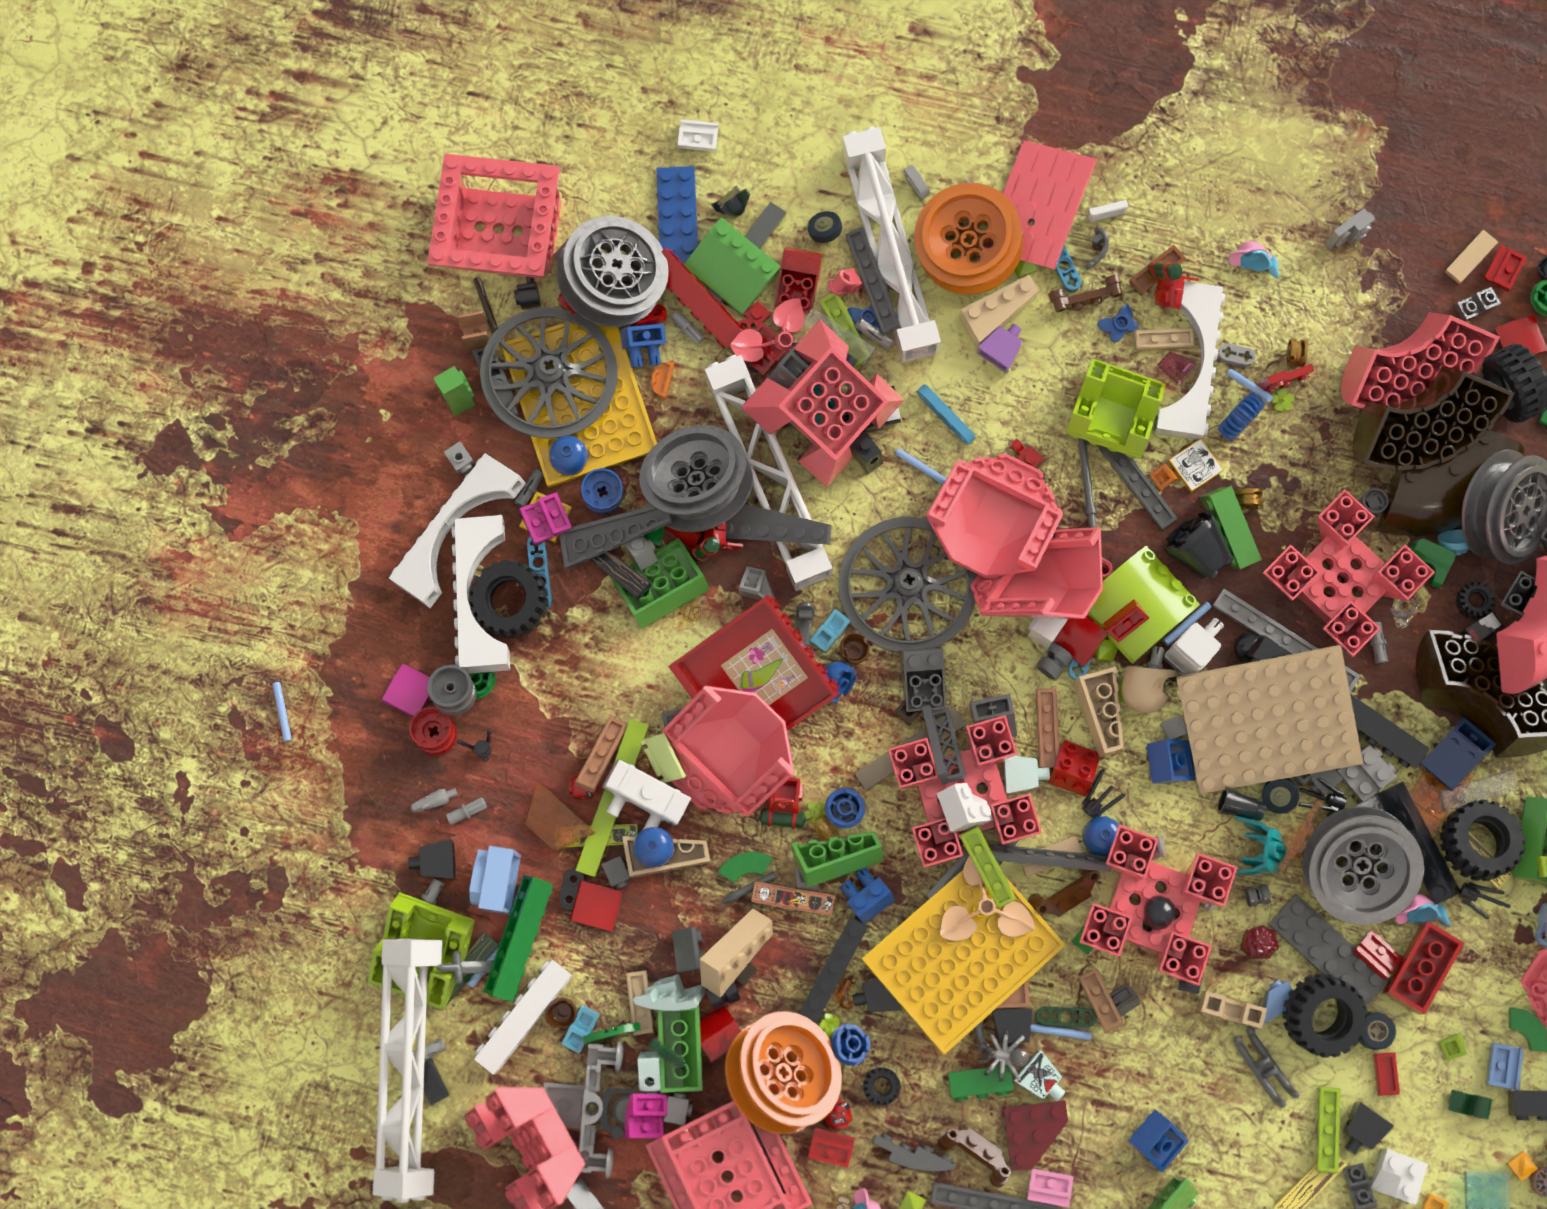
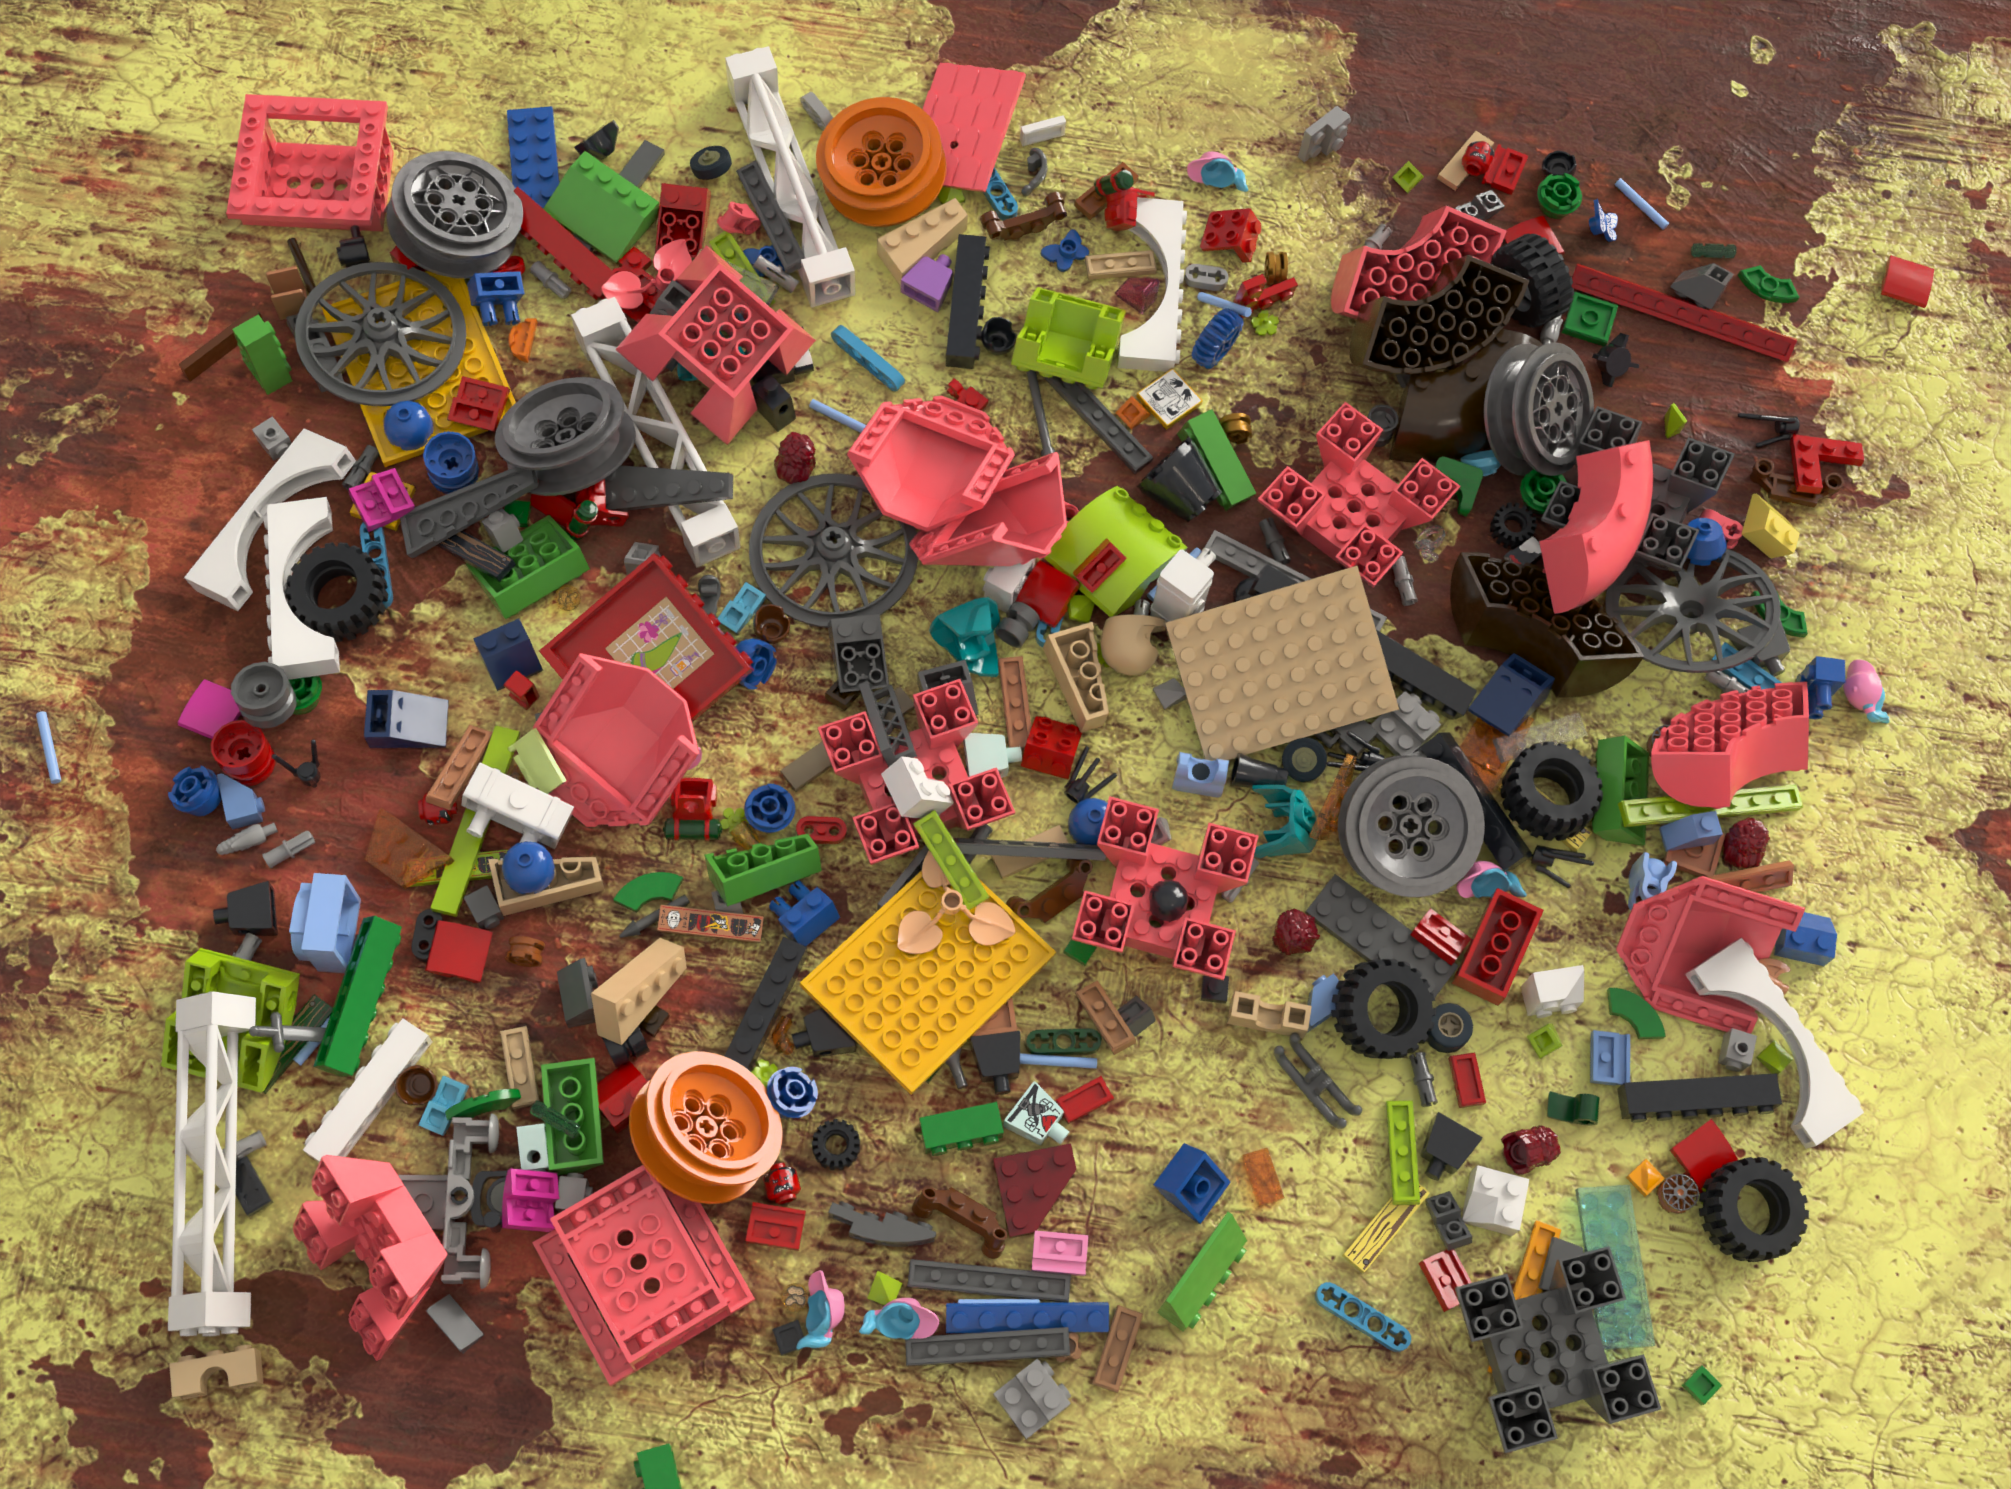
camera: 15 degrees left, 10 degrees down
(396, 760) = (195, 791): none -> blue cone
(420, 371) = (214, 349): none -> reddish brown tile
(429, 770) = (239, 803): none -> medium blue slope
(560, 710) = (405, 720): none -> slope
(625, 439) = (478, 404): none -> red slope
(642, 659) = (507, 651): none -> dark blue slope
(647, 911) = (525, 951): none -> dark orange wheel
(652, 692) = (521, 690): none -> red piece
(670, 995) = (555, 1050): light aqua slope -> none
(698, 135) = (555, 74): white plate -> none
(881, 504) = (795, 458): none -> dark red hair
(884, 826) = (821, 829): none -> red plate
(1007, 1055) = (992, 1089): animal -> none
(1015, 671) = (969, 634): none -> teal piece
(1031, 367) = (966, 301): none -> black brick
(1056, 402) = (998, 336): none -> black hair
(1078, 1065) = (1084, 1099): none -> red tile
(1170, 761) = (1168, 729): blue slope -> none
(1194, 803) = (1200, 775): none -> light blue piece
(1215, 1139) = (1262, 1177): none -> clear orange tile
(1257, 895) = (1288, 878): dark grey wheel -> none
(1261, 315) = (1232, 230): none -> red bracket
(1273, 601) = (1274, 541): none -> dark grey pin
(1351, 1072) = (1423, 1079): none -> dark grey pin
(1383, 332) = (1378, 237): none -> light grey pin
(1419, 270) = (1408, 177): none -> lime slope
(1431, 1137) = (1530, 1148): none -> dark red hair
(1460, 1010) = (1554, 991): none -> white slope
(1482, 258) = (1478, 158): none -> red head
(1502, 575) = (1538, 490): none -> green cone
(1526, 429) = (1551, 330): none -> light grey piece

